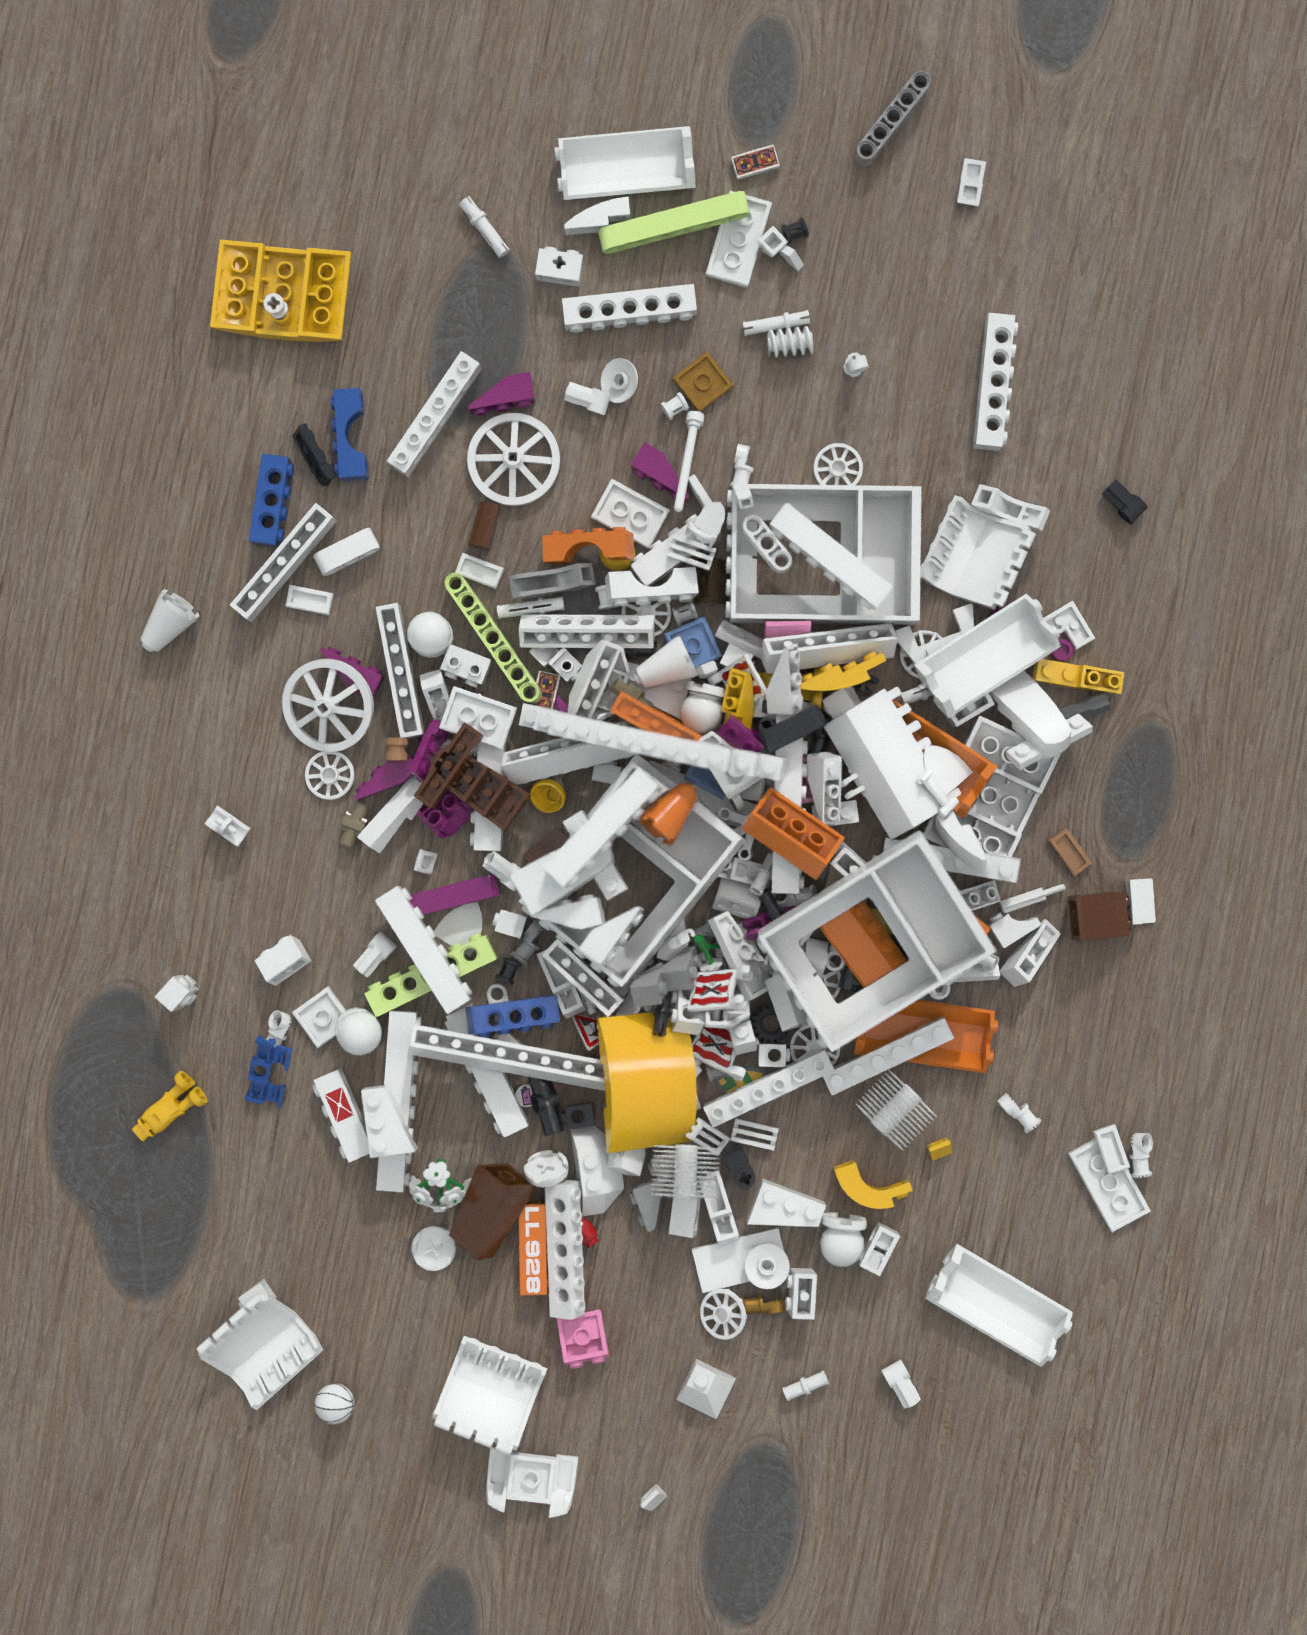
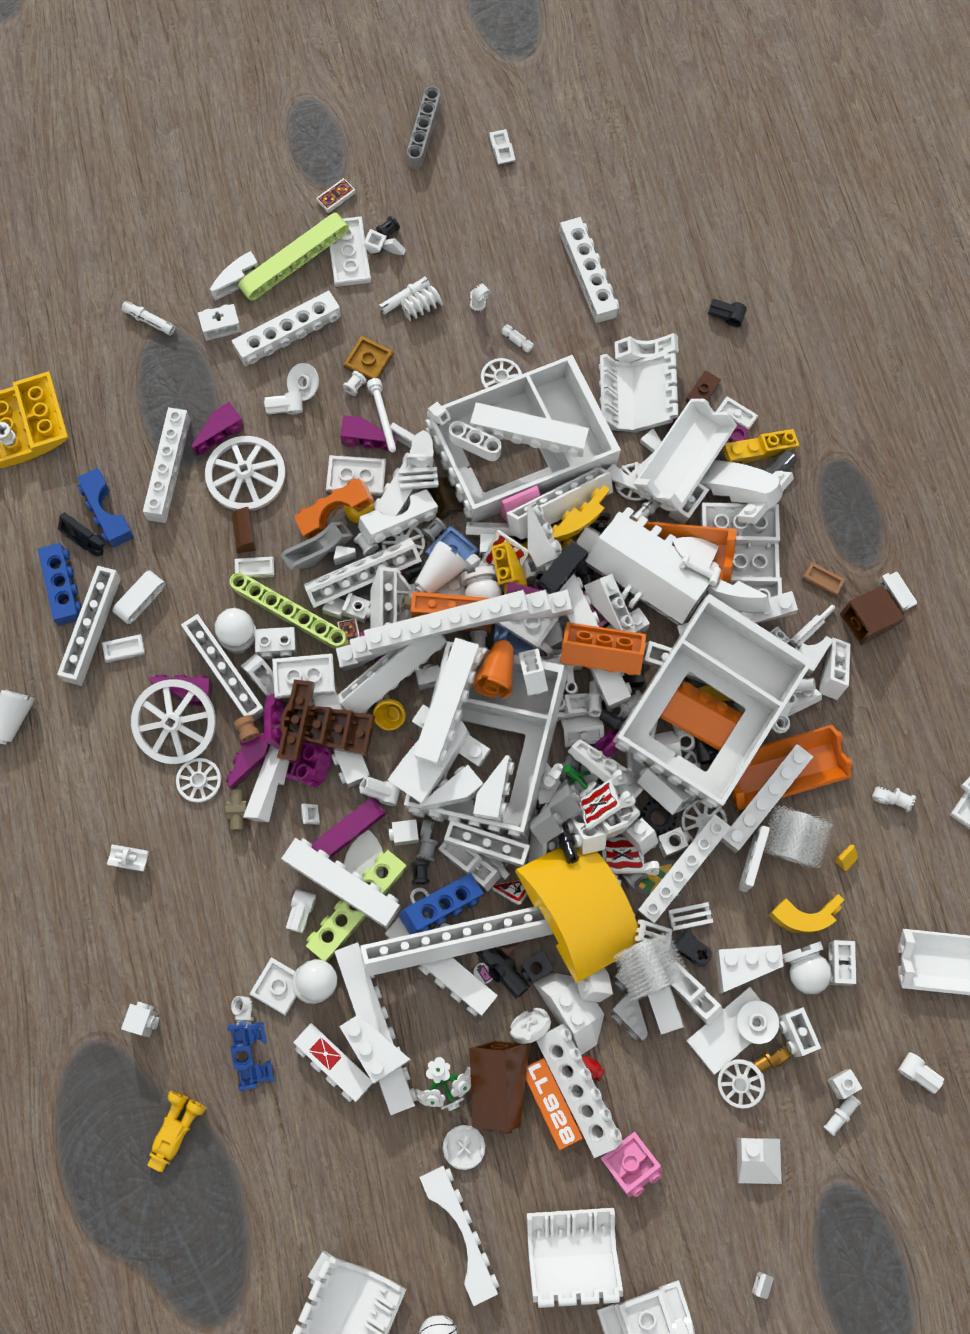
camera: 30 degrees left, 15 degrees down
(282, 960) = (222, 950): white brick -> none
(393, 1277) = (478, 1279): none -> white arch
(556, 604) = (314, 573): white pin -> none
(577, 599) = (344, 554): none -> white slope
(626, 163) = (238, 231): white panel -> none
(705, 831) = (533, 671): none -> white arch
(742, 470) = (424, 401): white connector -> none
(821, 1360) = (844, 1084): none -> white brick
(843, 1110) = (753, 859): none -> white tile
(877, 429) = (517, 338): none -> white axle
(1051, 581) = (704, 387): none -> reddish brown plate

